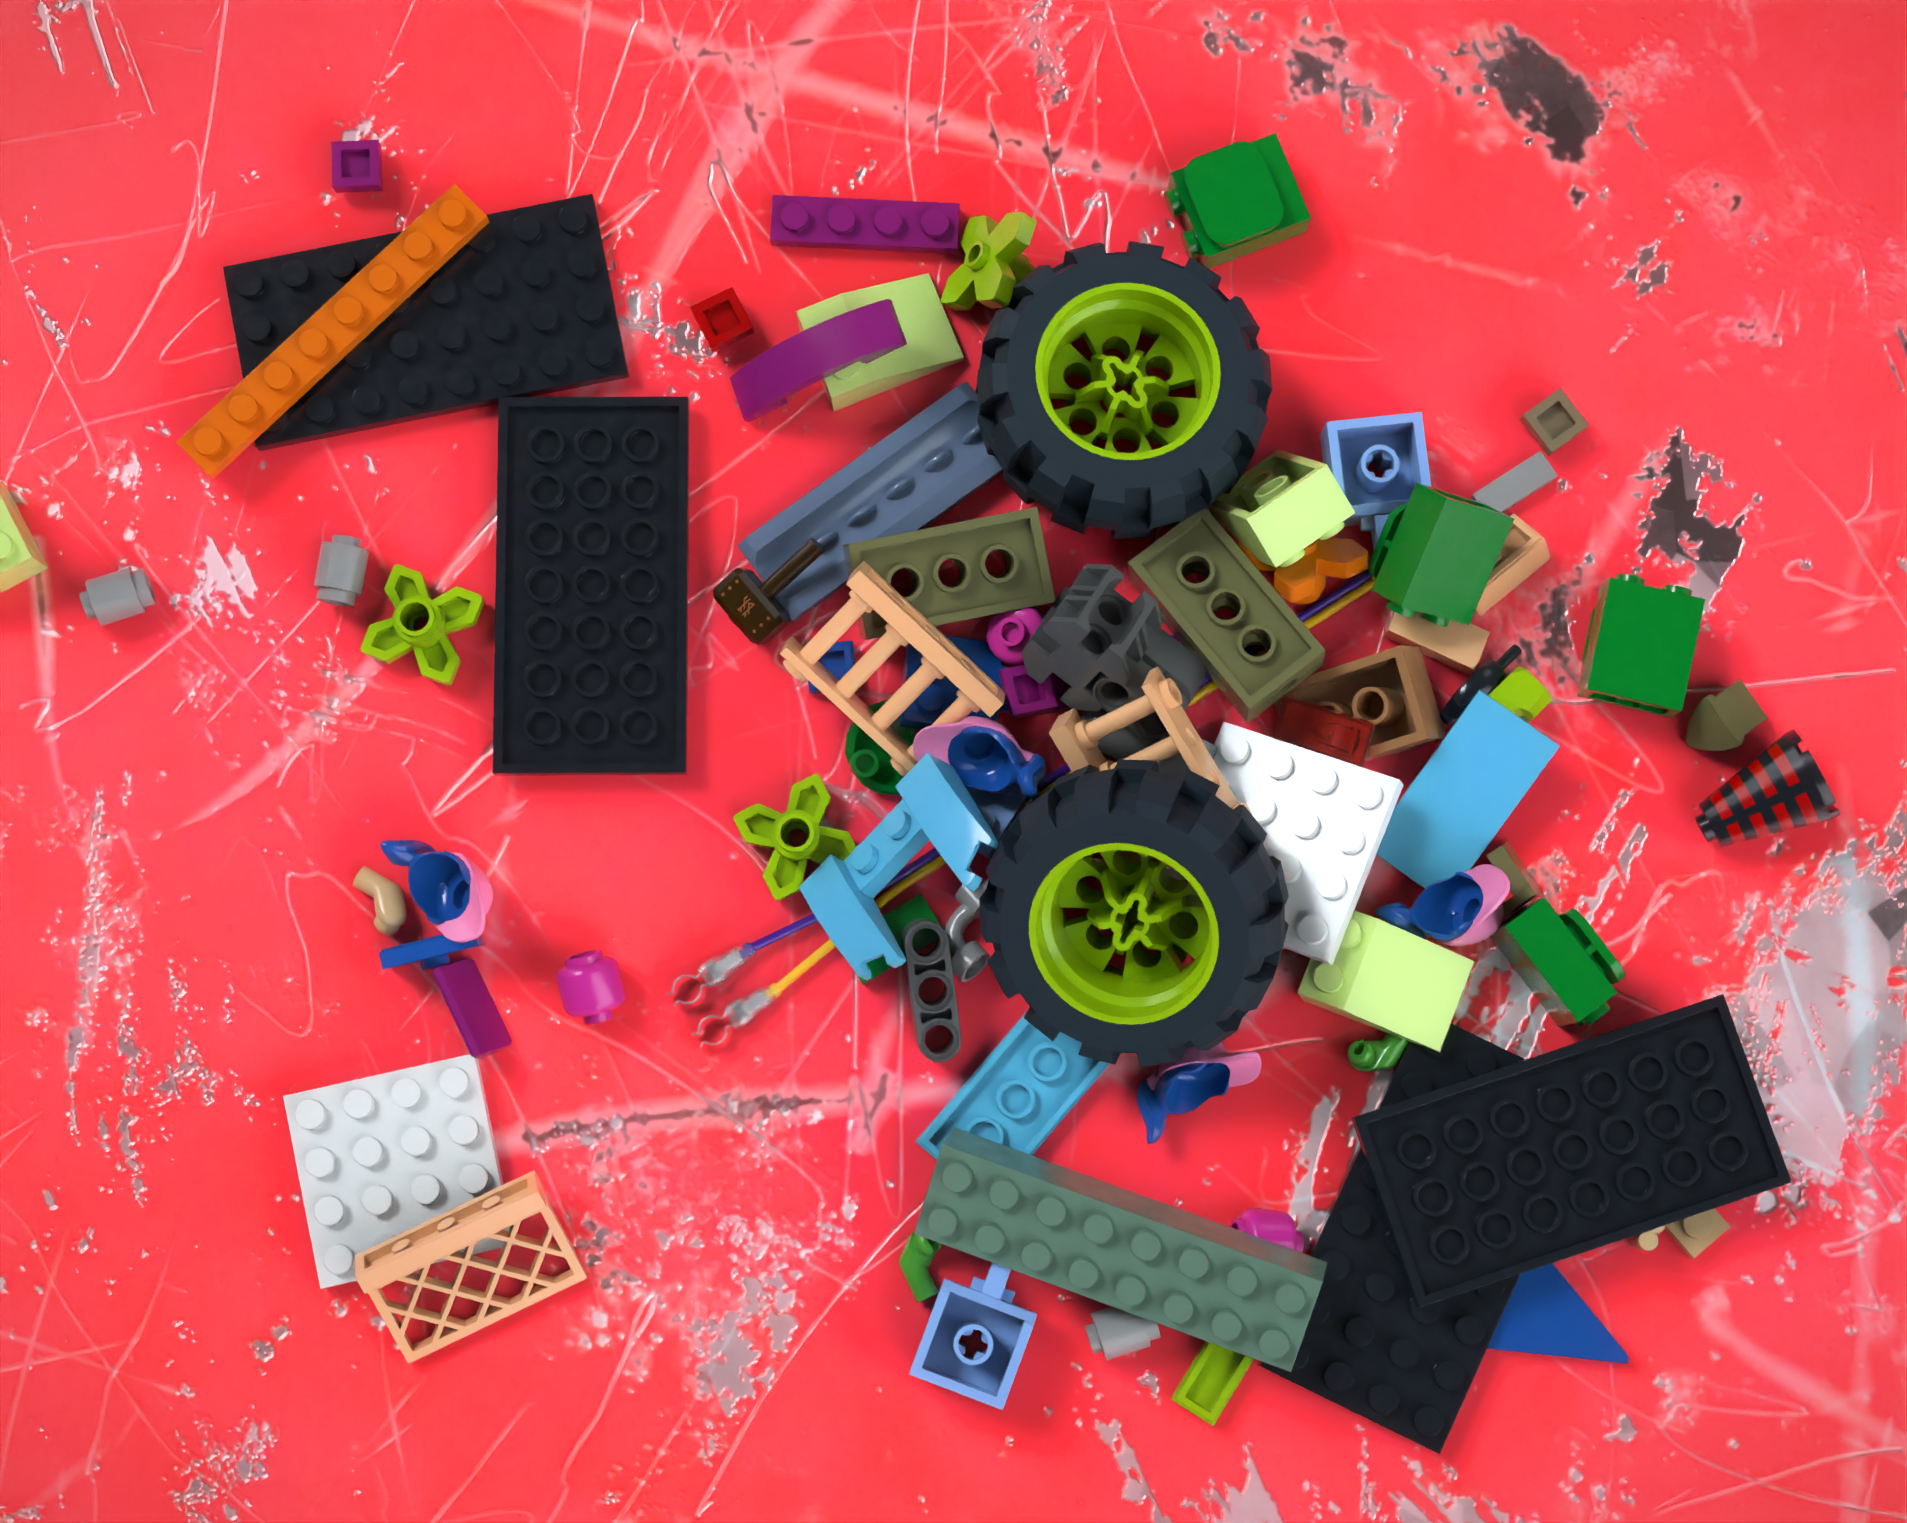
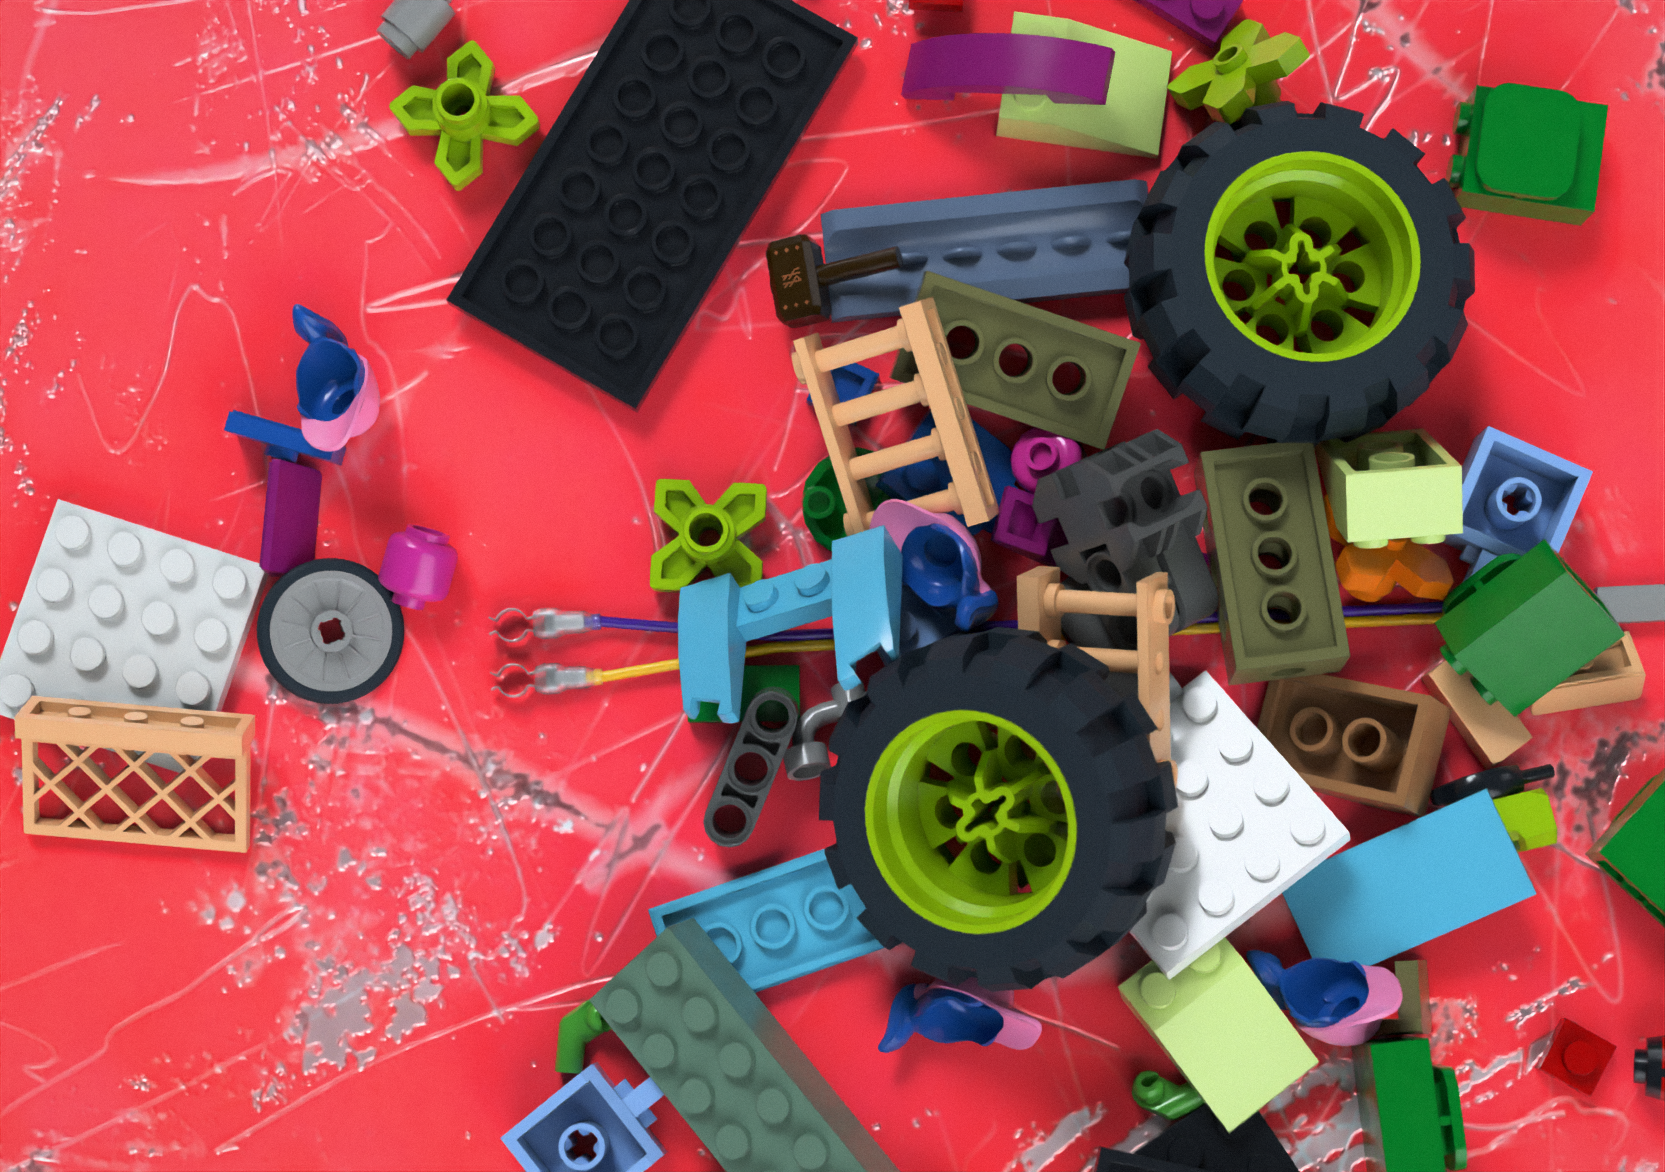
camera: 35 degrees right, 0 degrees up
(388, 900) = (272, 366): tan arm -> none
(532, 1100) = (294, 645): none -> light grey wheel
(1324, 730) = (1302, 738): clear red slope -> none
(1656, 848) = (1575, 1057): none -> red plate

